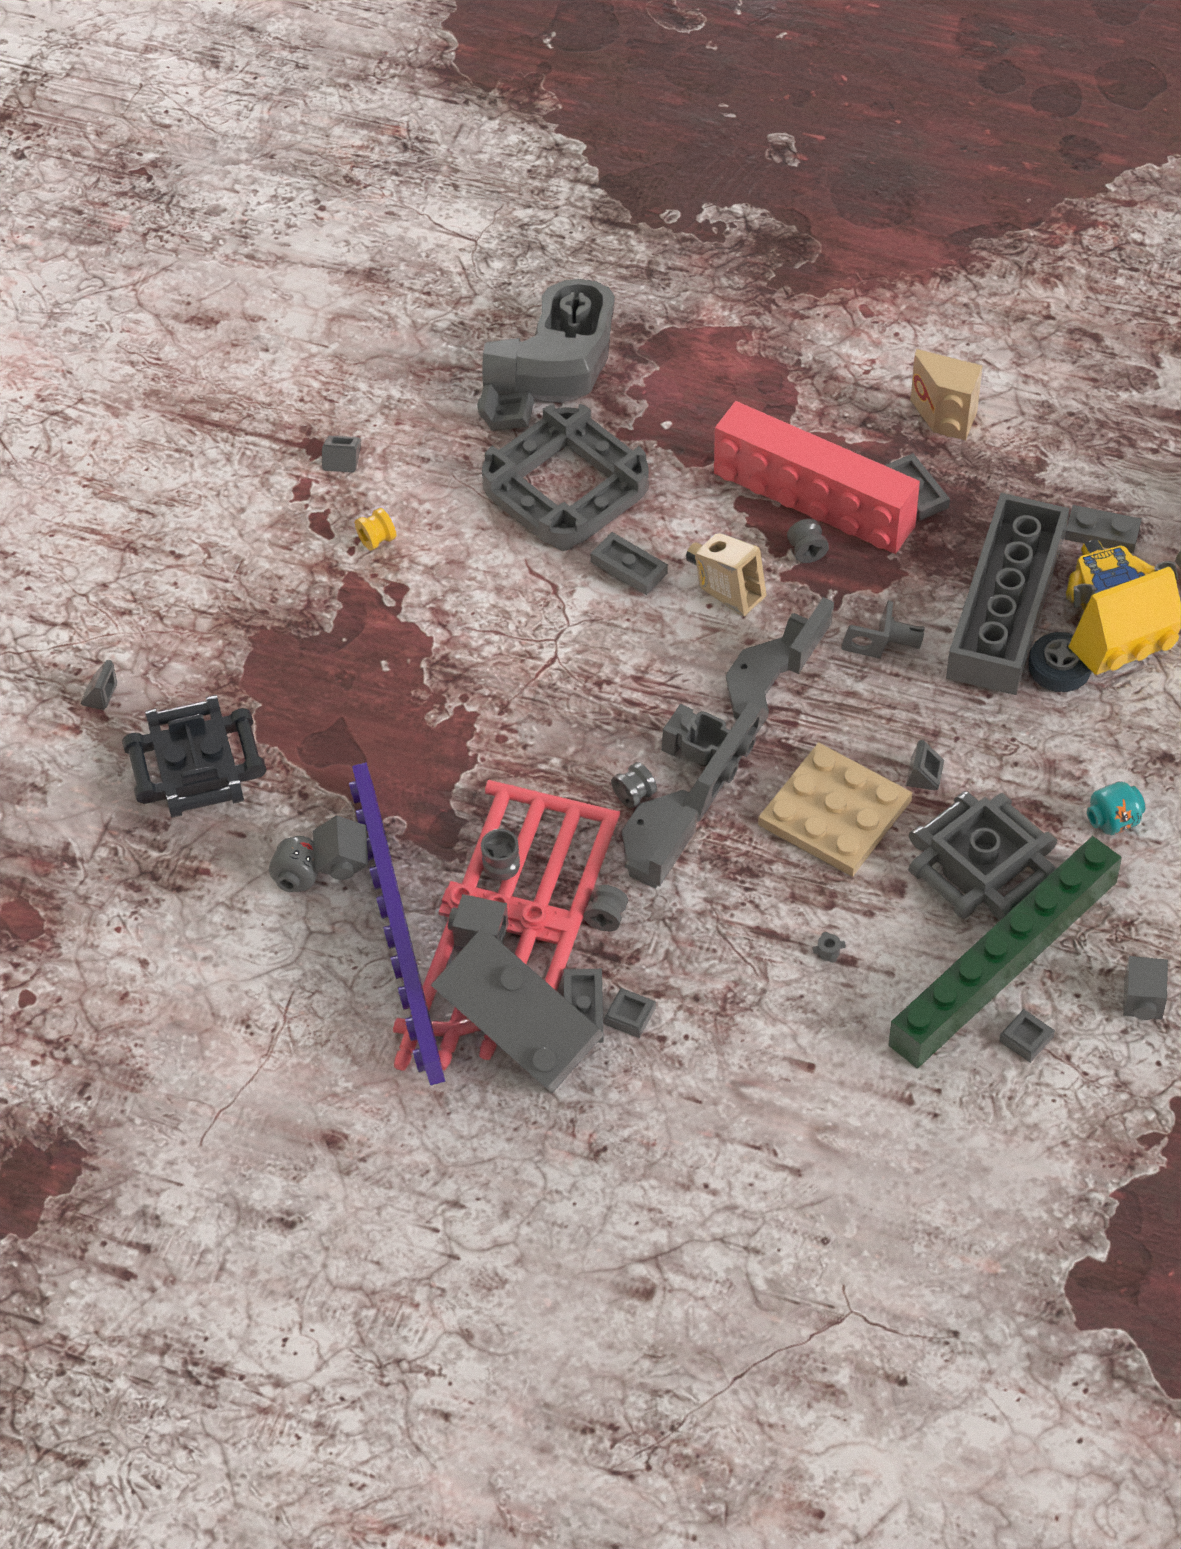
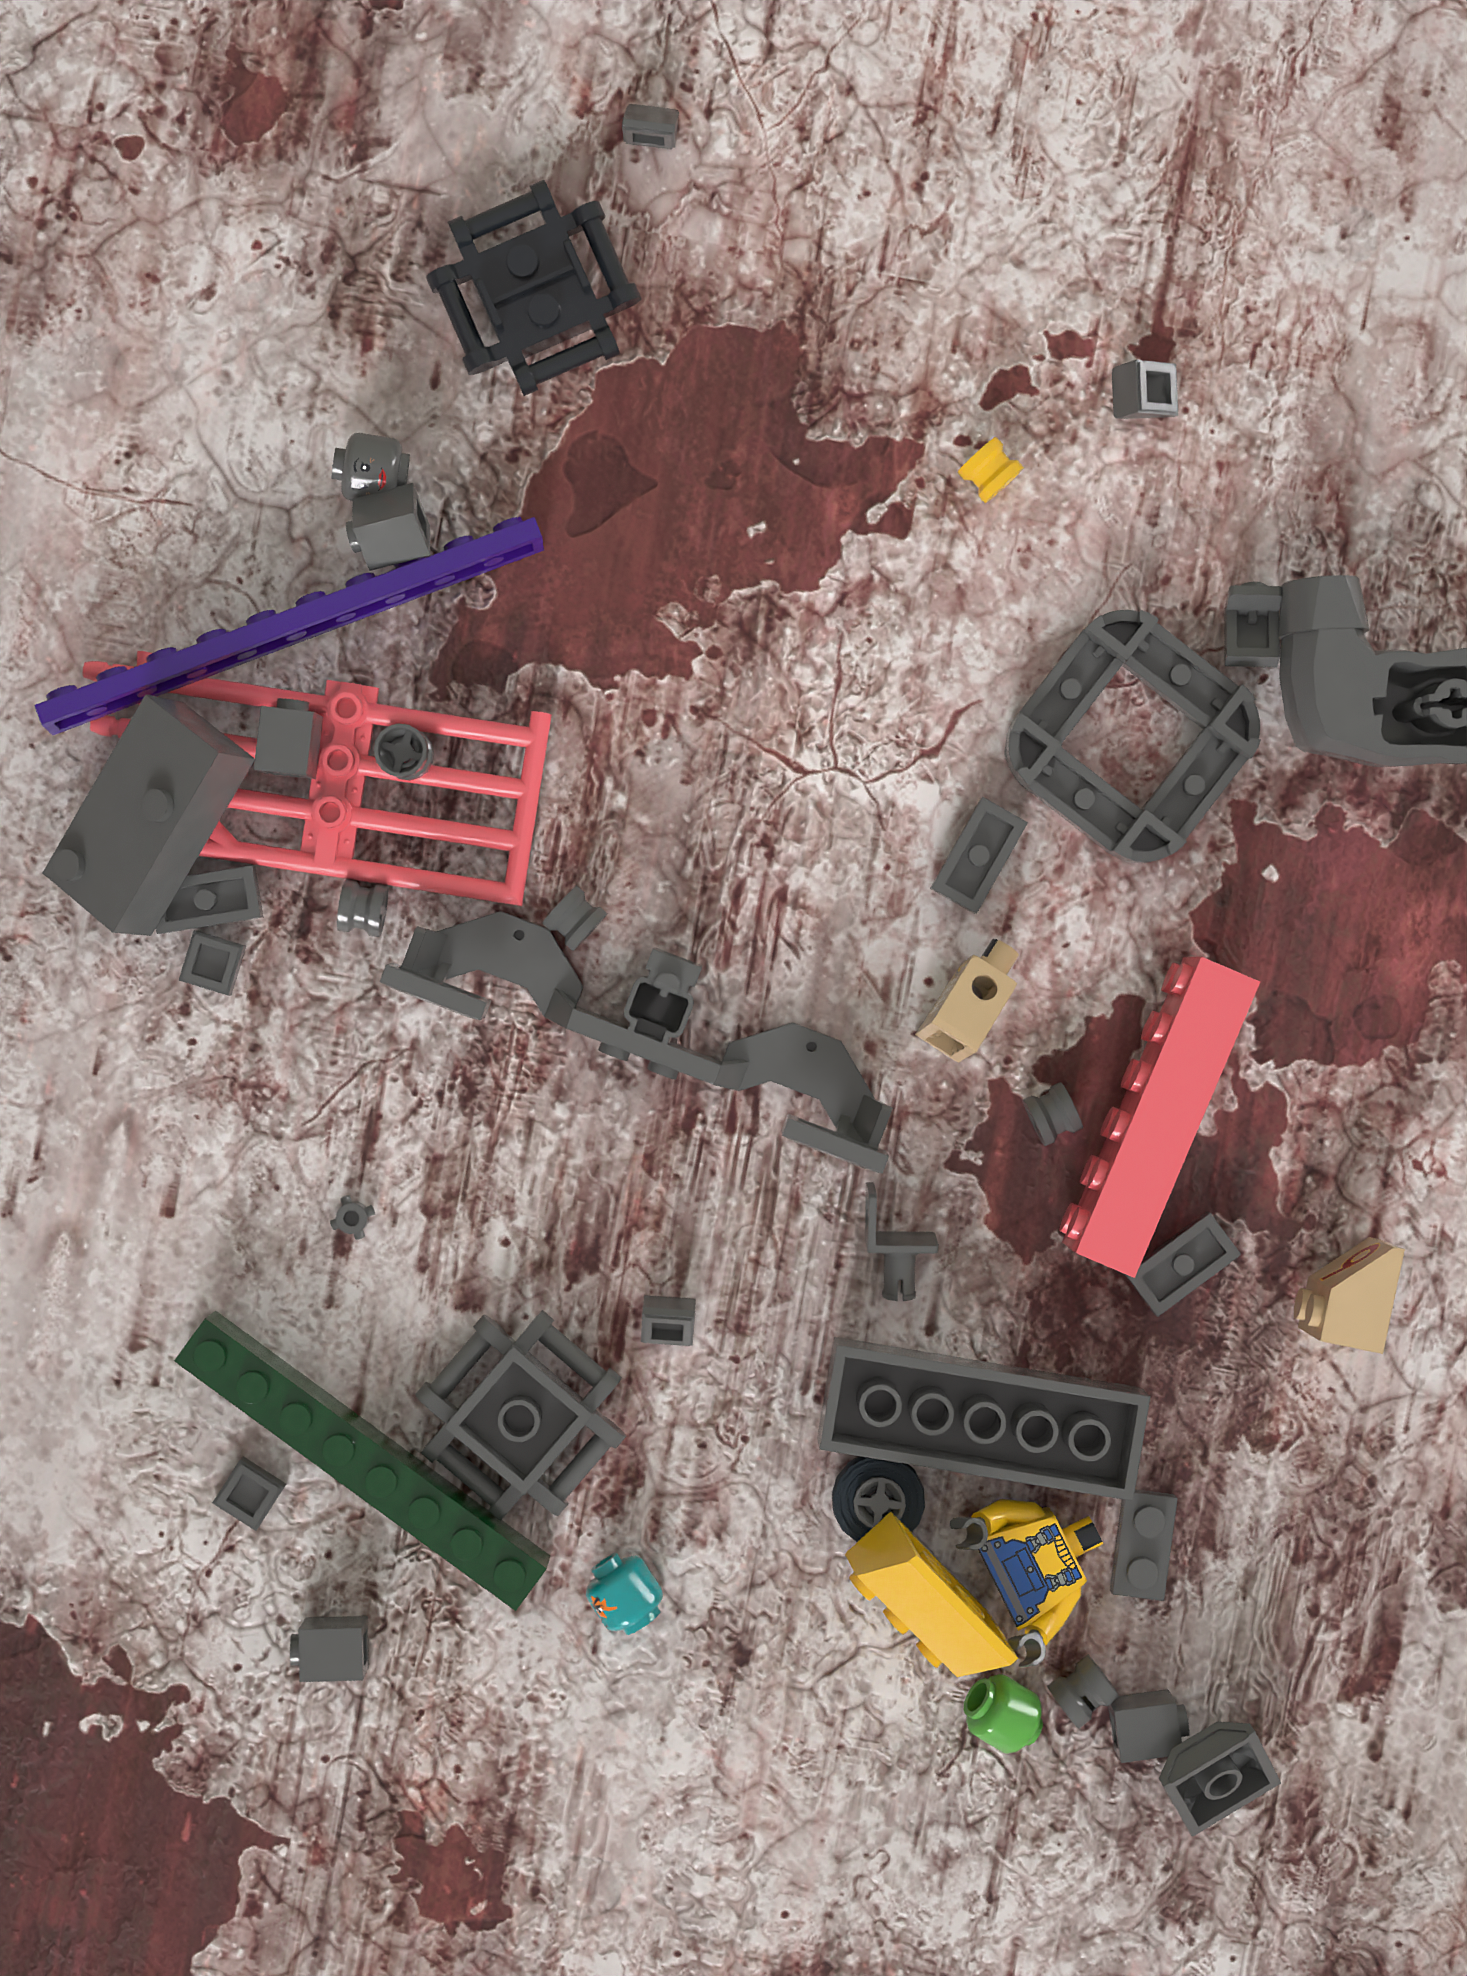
camera: 85 degrees right, 35 degrees up
(835, 809) = (583, 1202): tan plate -> none

